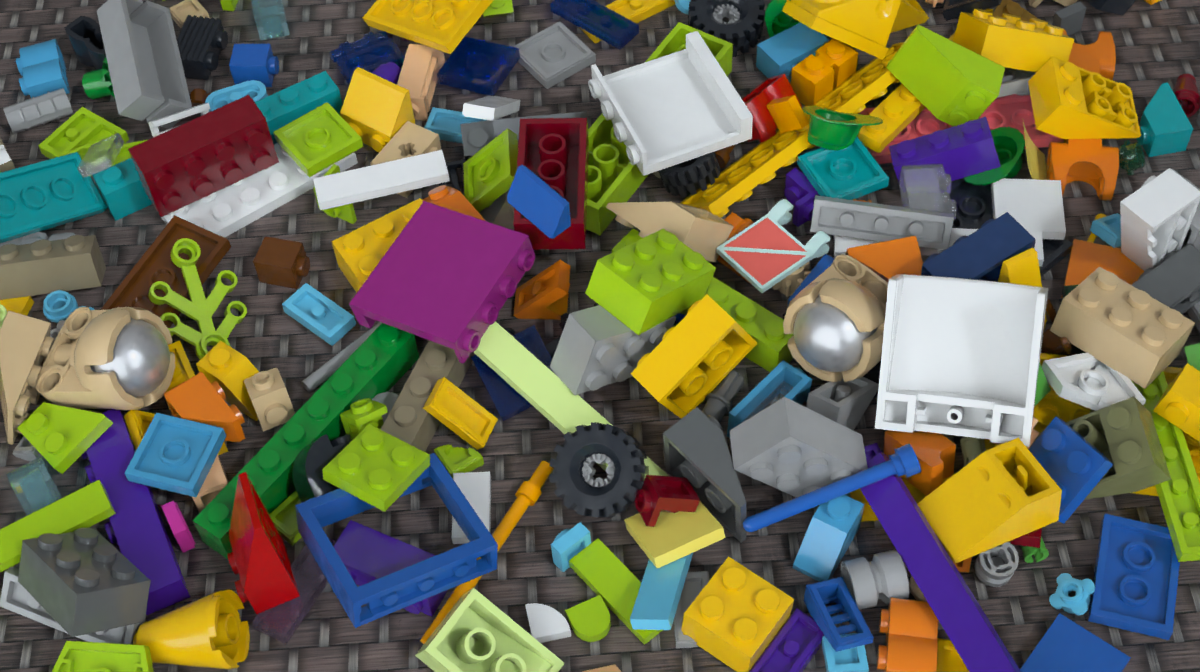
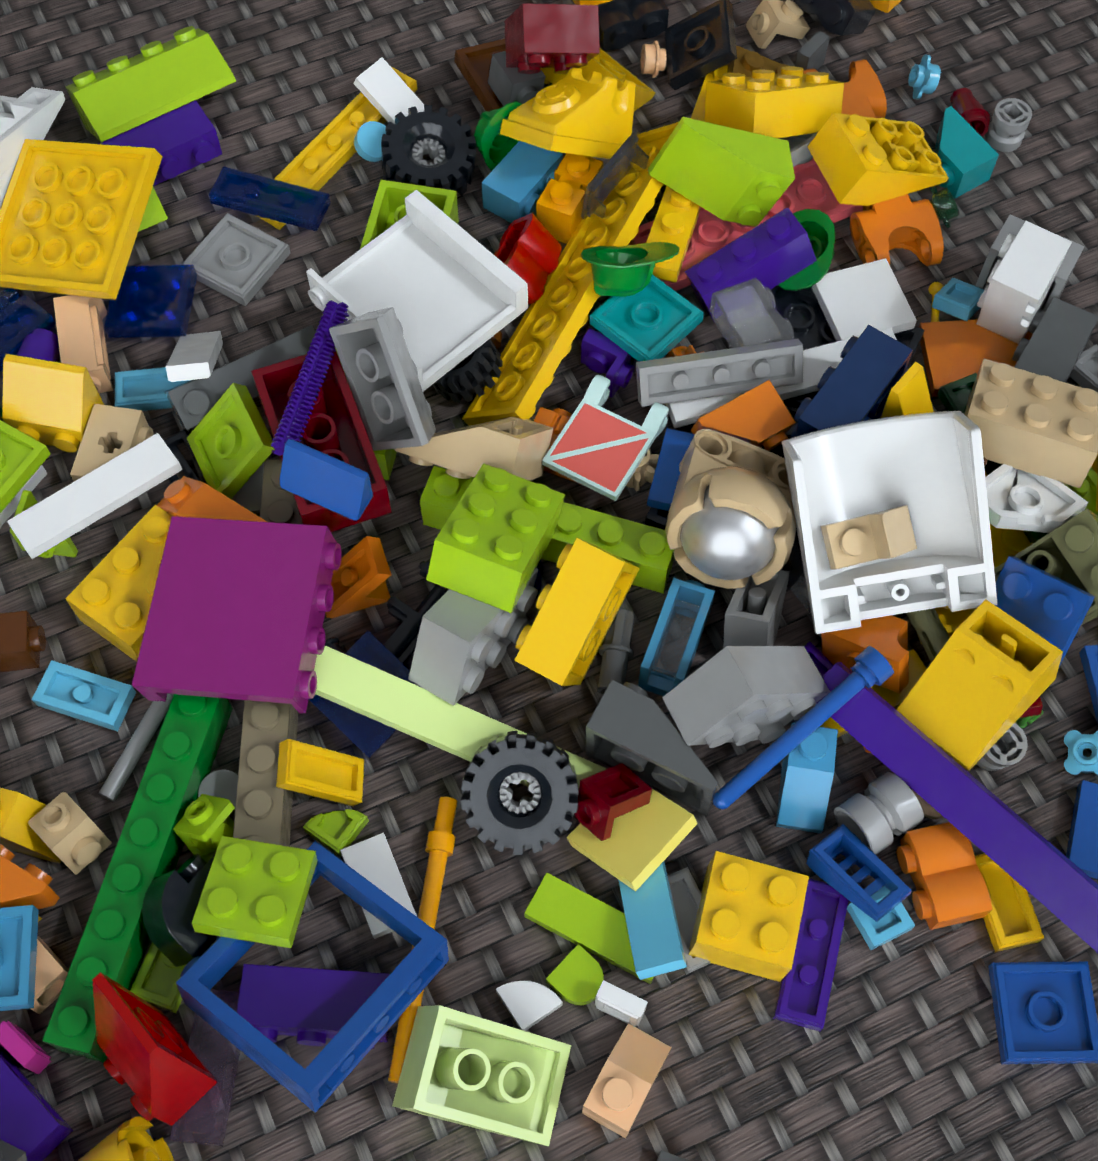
camera: 25 degrees left, 10 degrees up
(562, 129) = (309, 378): none -> dark purple axle
(568, 544) = (518, 894): medium azure plate -> none
(613, 645) = (620, 1004): none -> white tile
(614, 149) = (384, 380): none -> light grey slope
(787, 114) = (556, 264): light orange tile -> none
(857, 61) = (612, 174): none -> clear smoke piece
(944, 366) = (869, 537): none -> tan slope
(1035, 159) = (846, 238): light yellow sticker -> none
(1158, 58) = (924, 77): none -> medium azure plate

